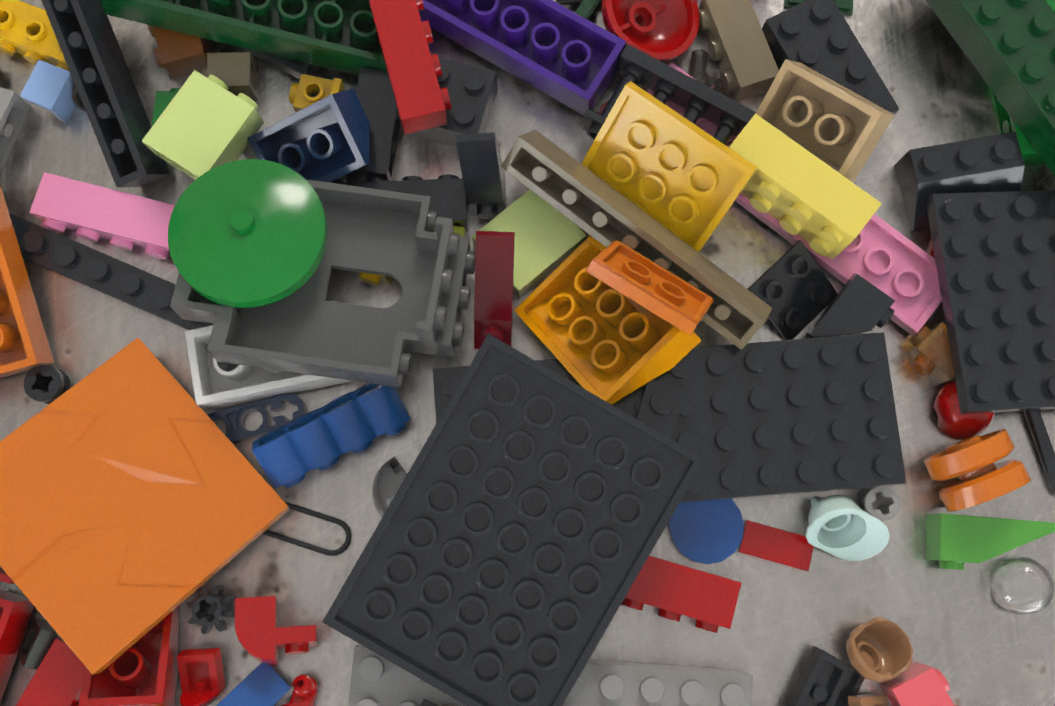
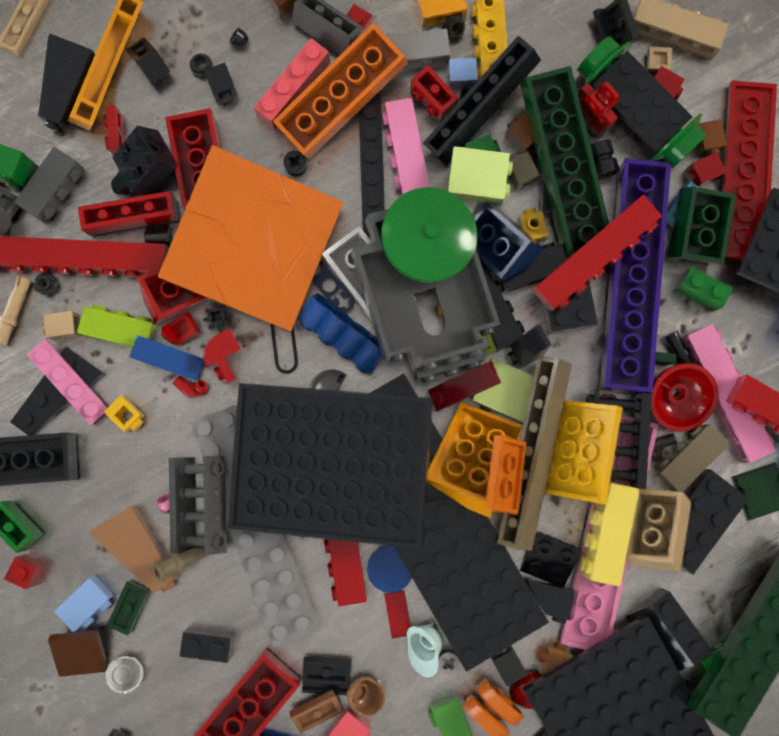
camera: 60 degrees right, 5 degrees up
(55, 141) = (433, 93): none -> red brick
(922, 419) = (509, 666): none -> pearl dark grey brick

